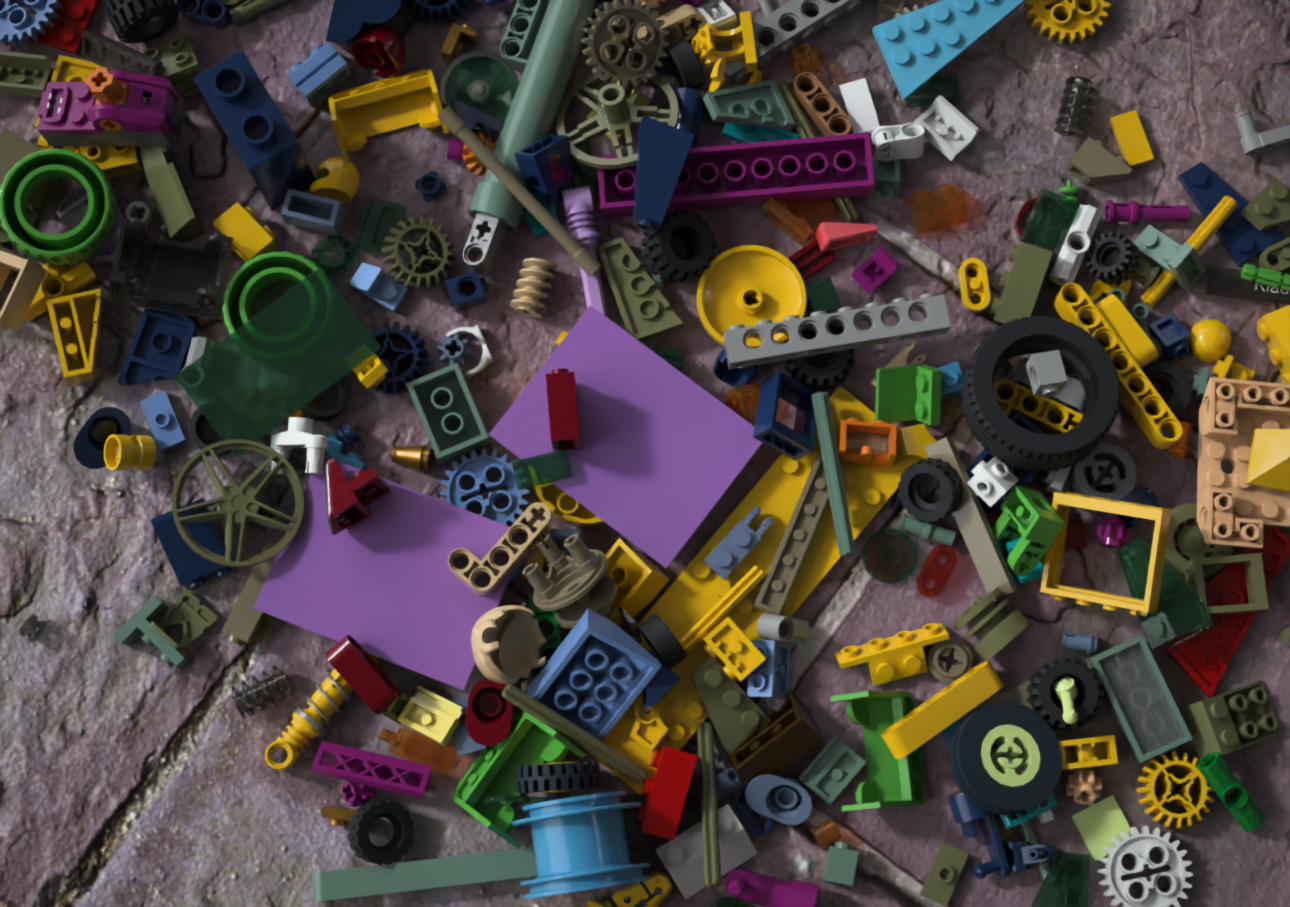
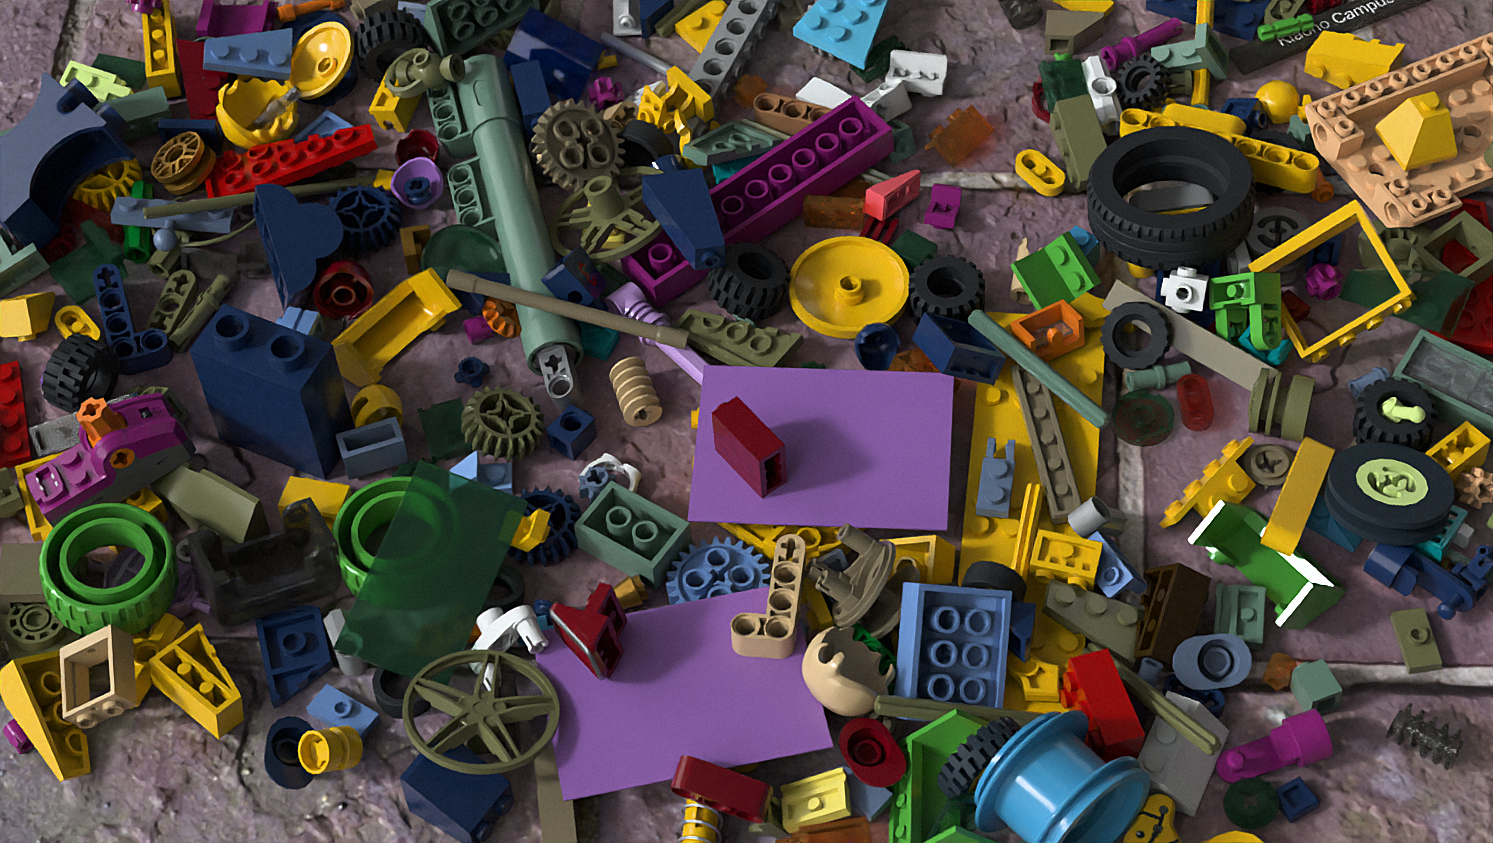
camera: 30 degrees left, 25 degrees down
(542, 469) = (763, 515): clear green tile -> none
(907, 328) = (948, 255): light grey brick -> none
(1046, 373) = (1165, 162): light grey brick -> none

